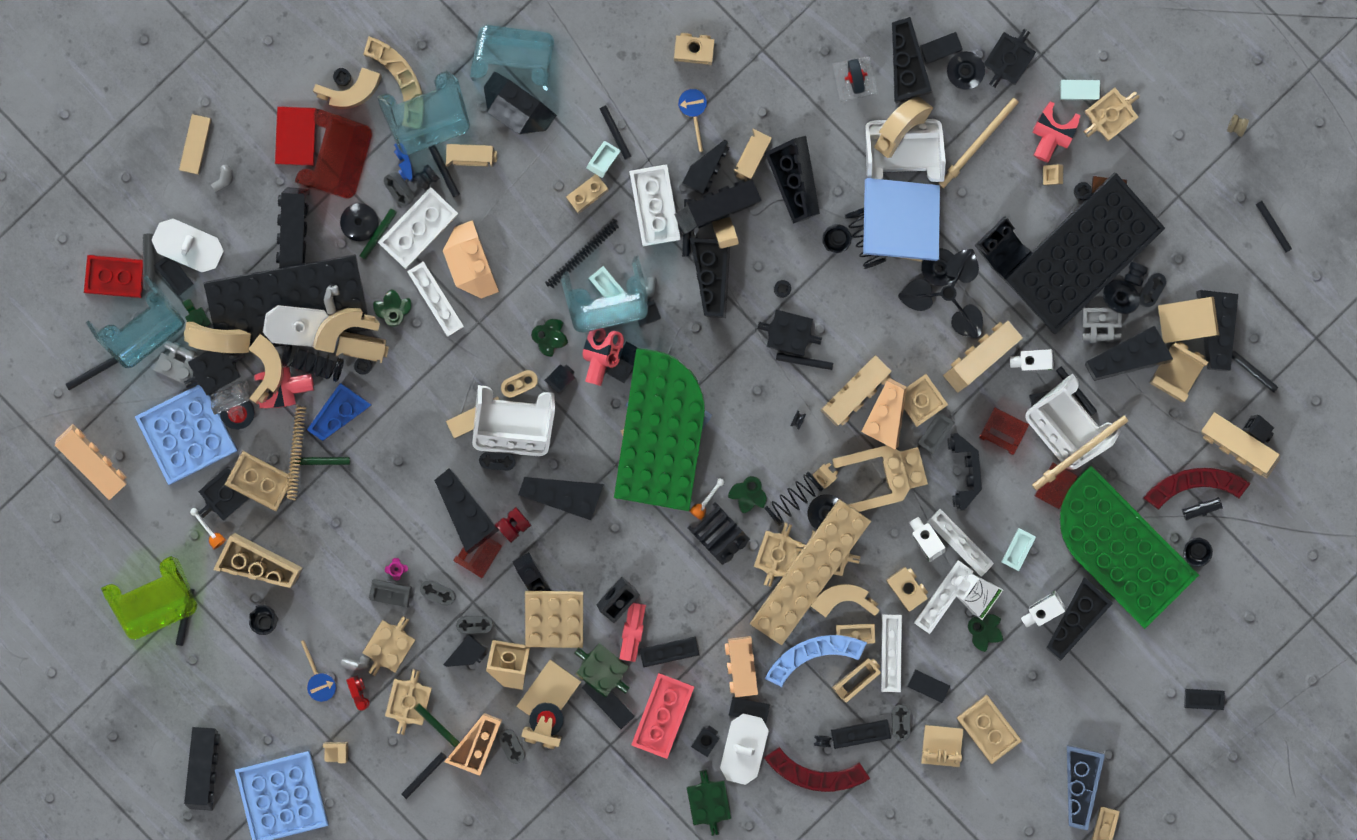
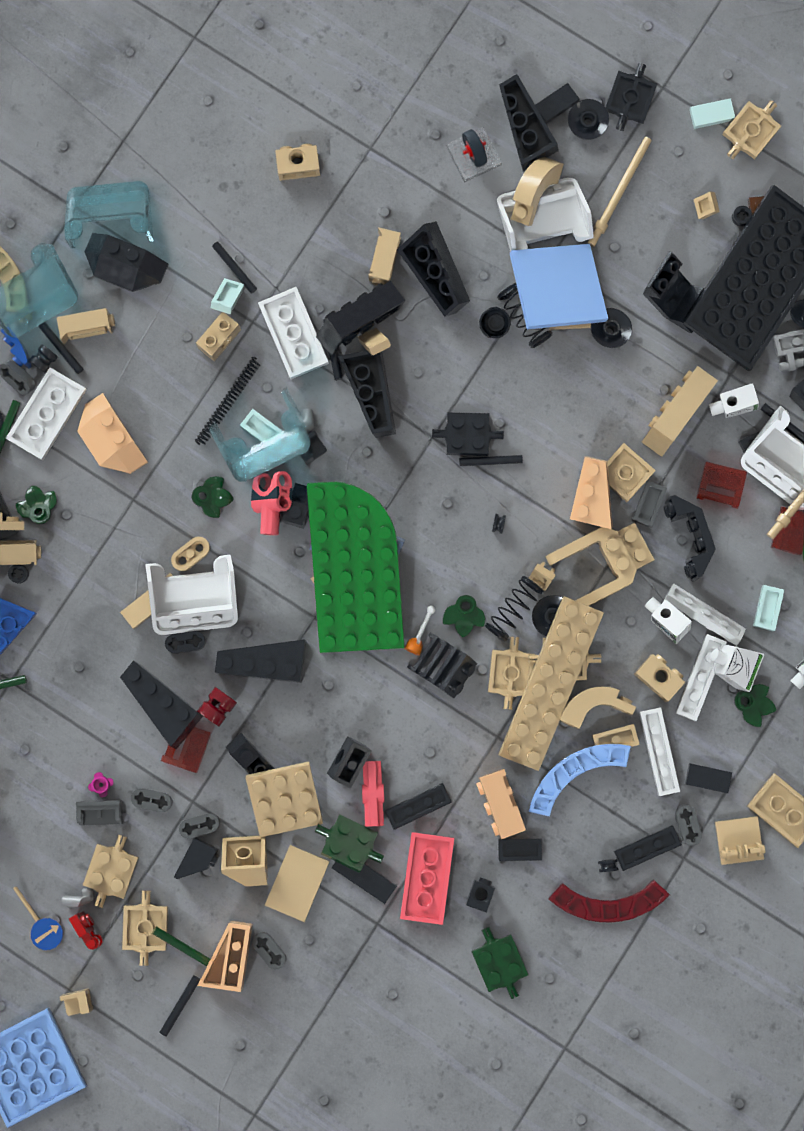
camera: 10 degrees left, 5 degrees down
(435, 299) = (81, 484): white plate -> none
(545, 723) = (300, 915): plate -> none
(560, 378) = (233, 537): black slope -> none
(692, 104) = (309, 220): blue piece -> none
(701, 171) = (335, 284): black slope -> none
(744, 749) = (524, 894): white shield -> none
(783, 283) = (448, 383): black bush -> none
(856, 390) = (553, 477): tan wedge -> none
(871, 665) = (642, 771): tan window -> none
(962, 266) = (637, 322): black plant -> none
(1053, 133) = (695, 163): coral connector -> none

